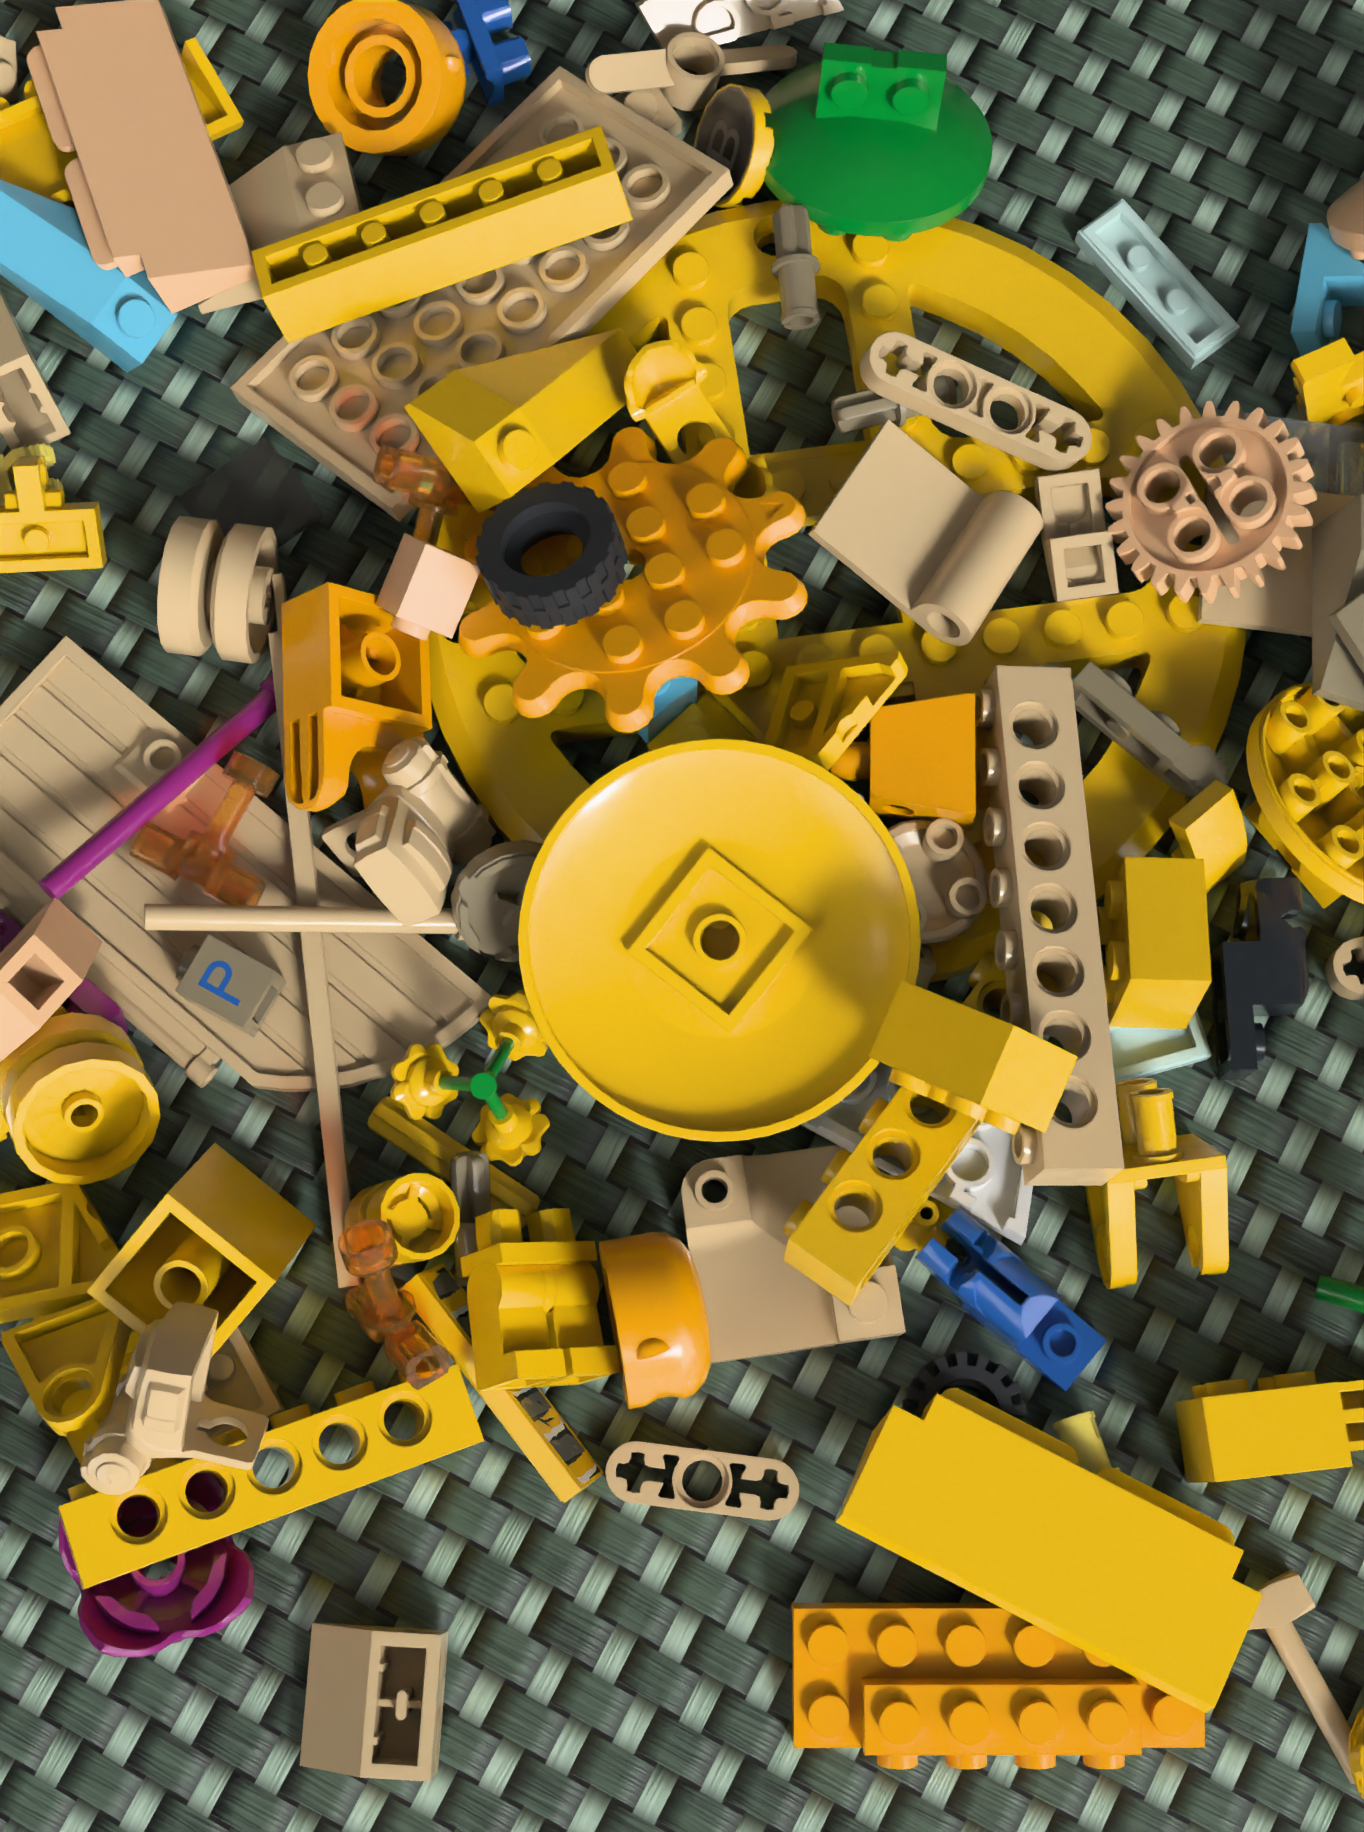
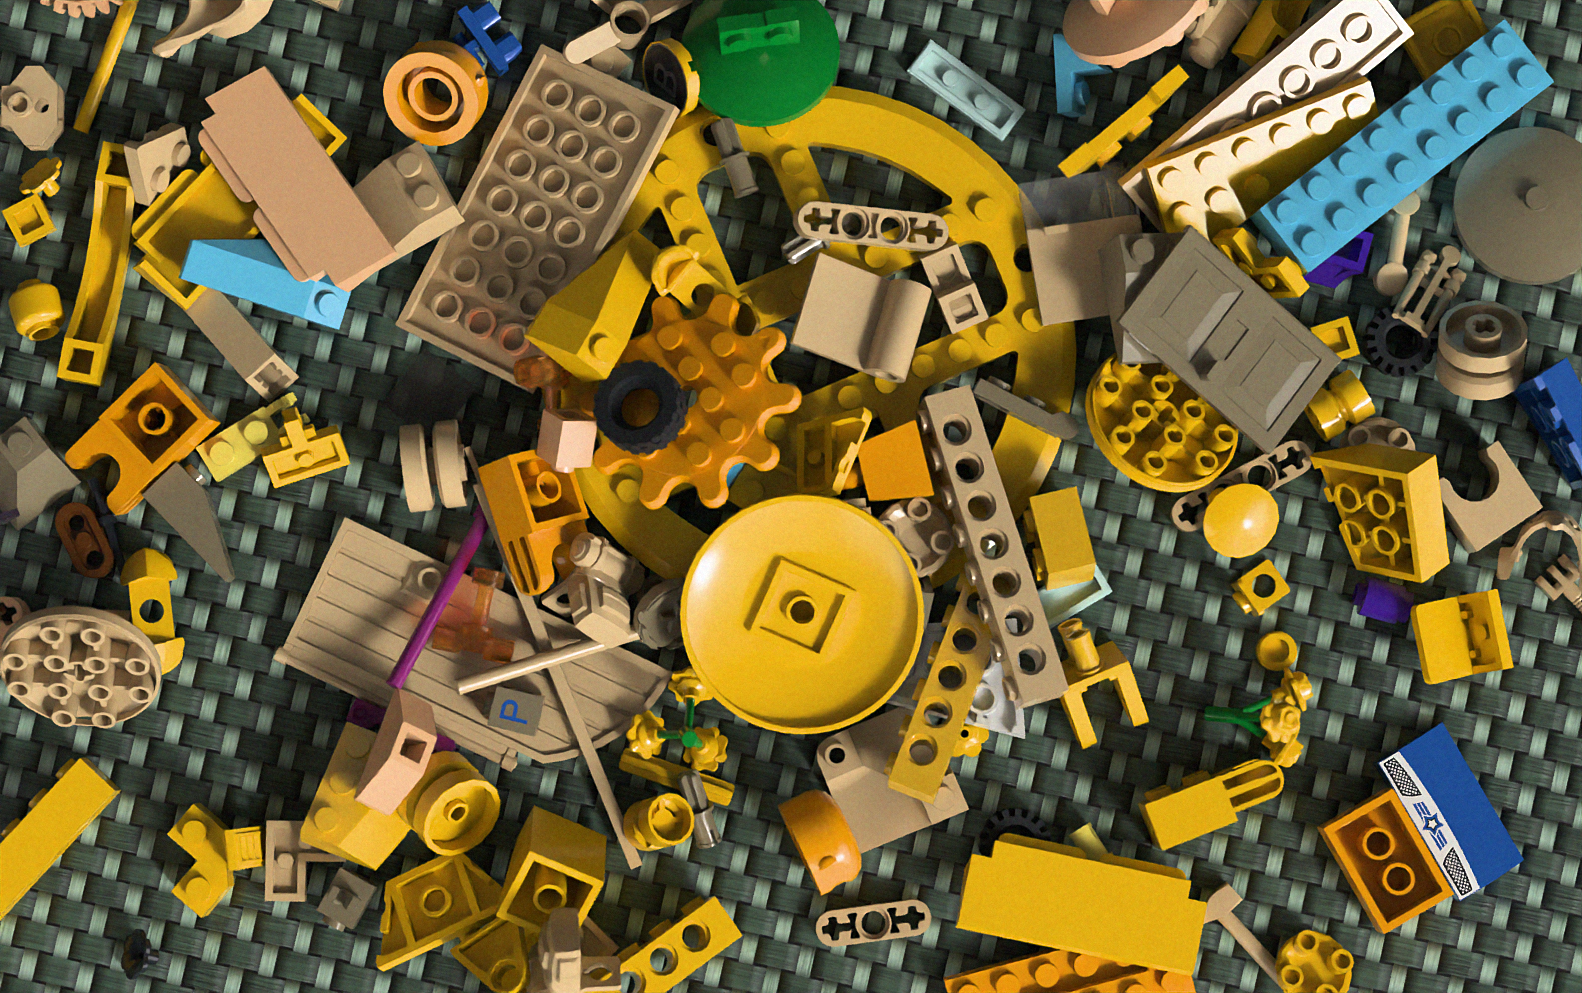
camera: 20 degrees left, 10 degrees up
(385, 1311) = (667, 876): clear orange bar -> none
(441, 235) = (507, 201): yellow brick -> none
(522, 1411) = (742, 898): yellow tile -> none
(534, 1303) = (749, 850): yellow hips -> none
(971, 1060) = (966, 653): yellow brick -> none
(1012, 1301) = (1028, 772): blue plate -> none
(1212, 830) = (1078, 463): yellow slope -> none
(1257, 974) = (1129, 536): black plate -> none
(1262, 469) = (1054, 228): light nougat gear -> none

